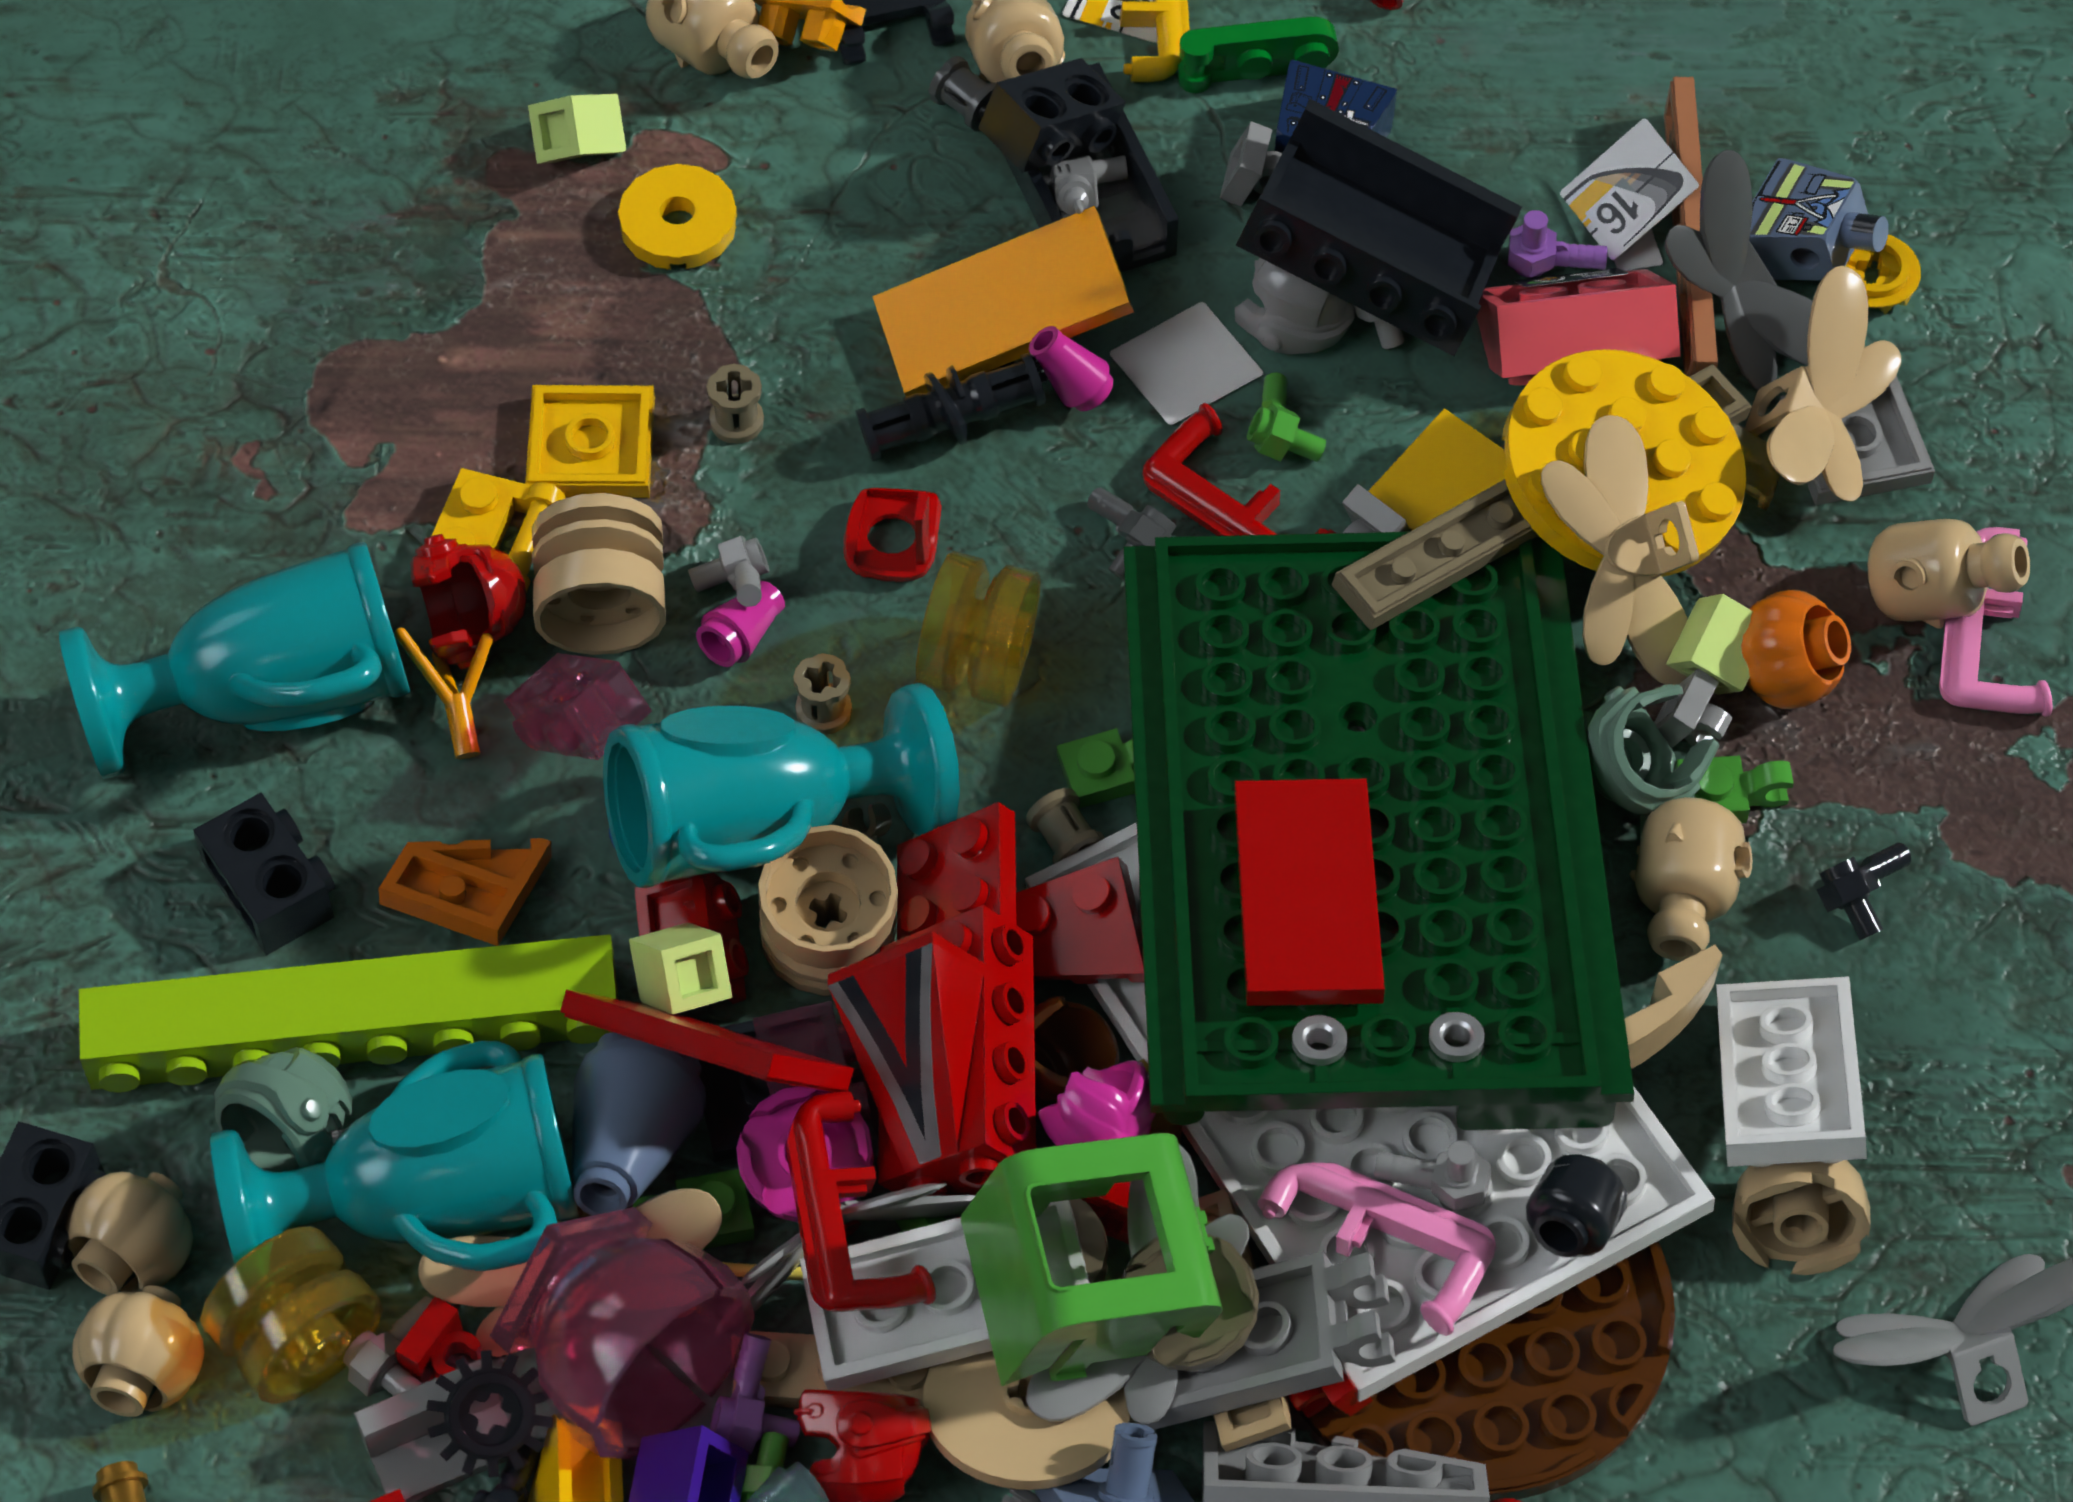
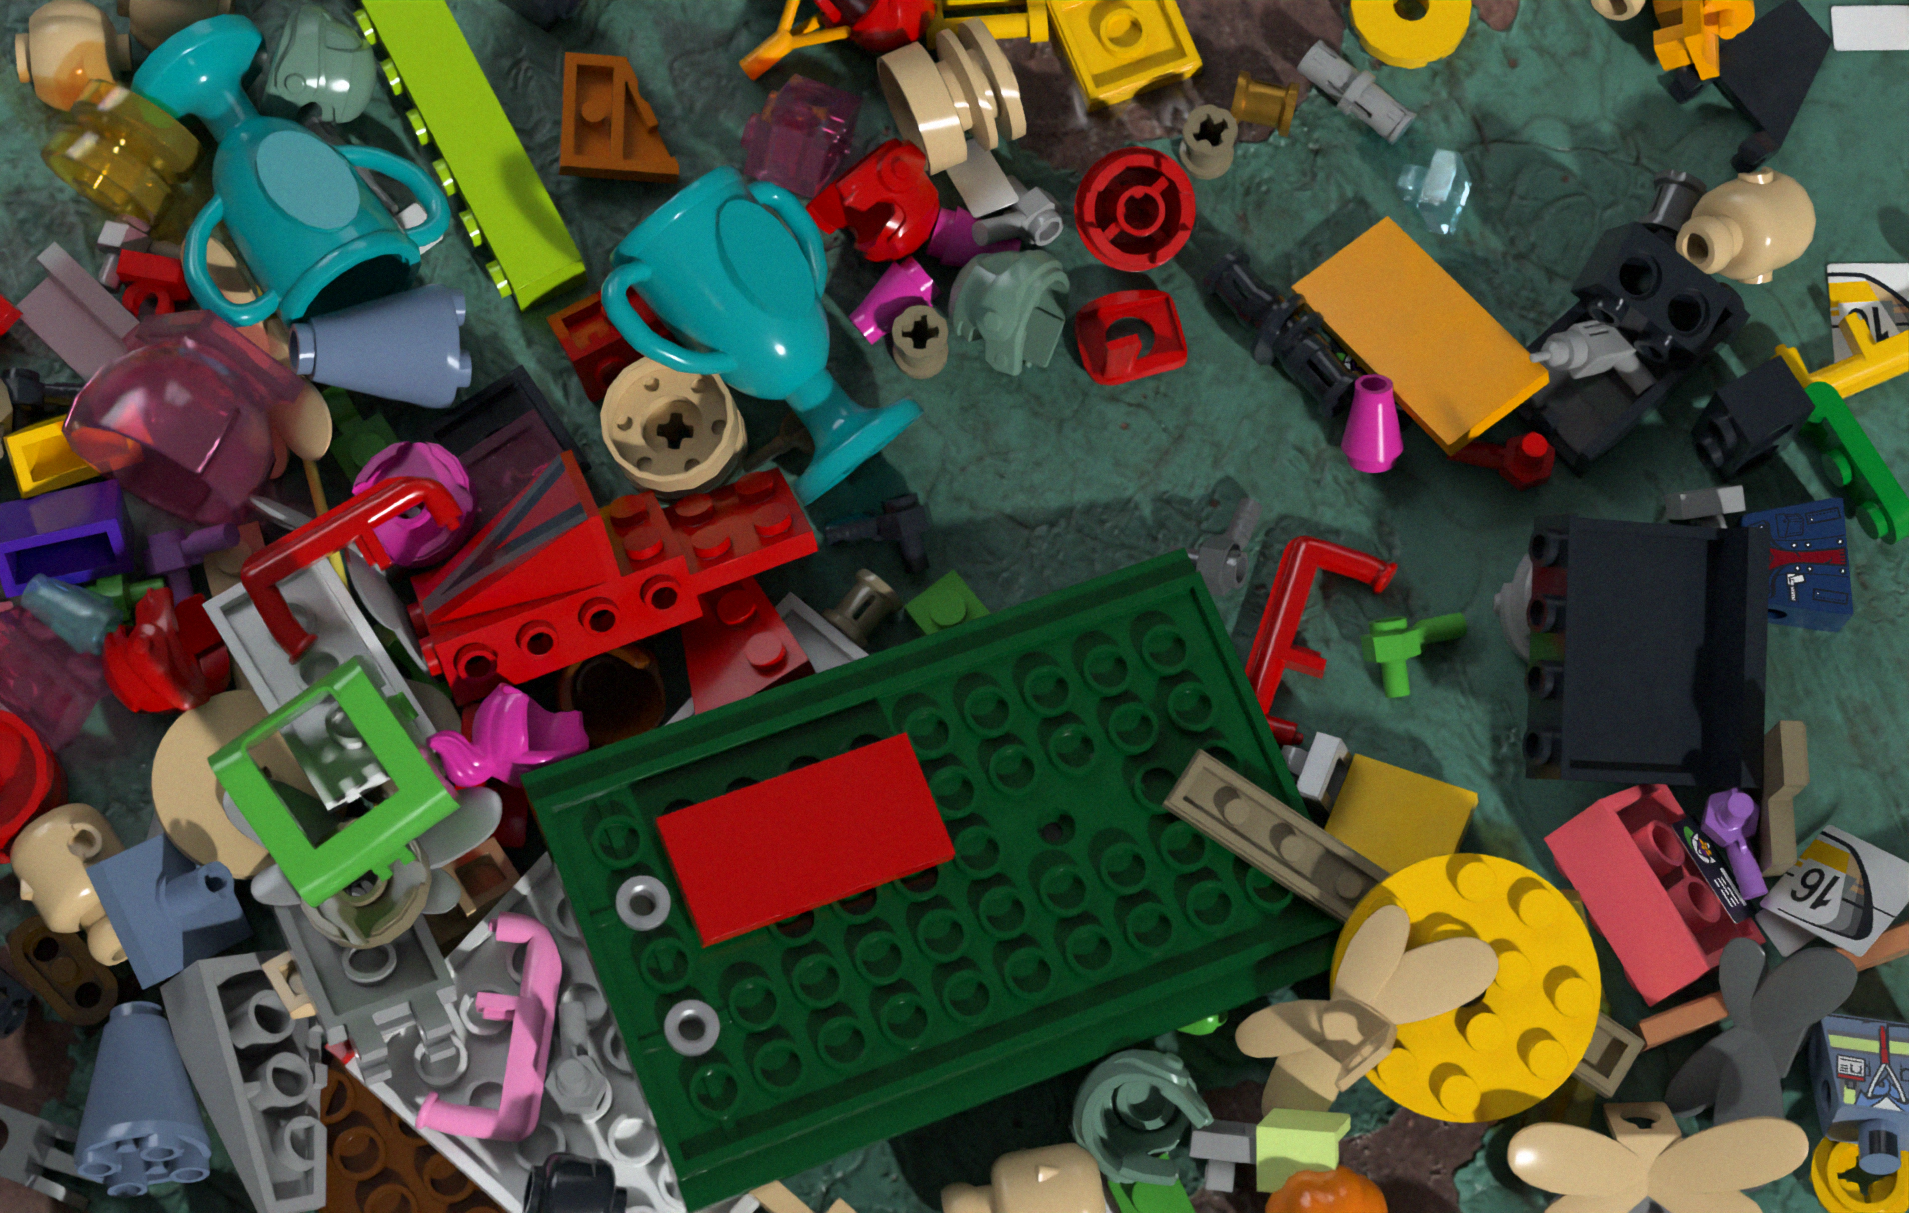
camera: 70 degrees right, 15 degrees up
(500, 1440) = (76, 330): black gear -> none
(675, 661) = (882, 202): none -> red helmet
(680, 968) = (562, 328): yellowish green panel -> none
(696, 590) = (981, 182): none -> white sticker
(707, 1042) = (469, 376): red tile -> none
(719, 346) = (1264, 103): none -> pearl gold bush
(740, 280) = (1356, 92): none -> light grey pin
(766, 685) = (895, 292): none -> dark pink cone
(780, 471) = (1135, 208): none -> red cone
(821, 594) = (1013, 304): none -> sand green helmet
(866, 252) = (1437, 190): none -> clear light blue tile
(978, 628) = (1026, 447): clear yellow wheel -> none
(994, 766) = (901, 520): none -> black piece
(1147, 284) = (1522, 461): none -> red piece
(1186, 363) = (1451, 534): white sticker -> none
(1194, 94) = (1751, 419): none -> black brick
(1518, 173) = (1783, 778): none -> dark tan tile

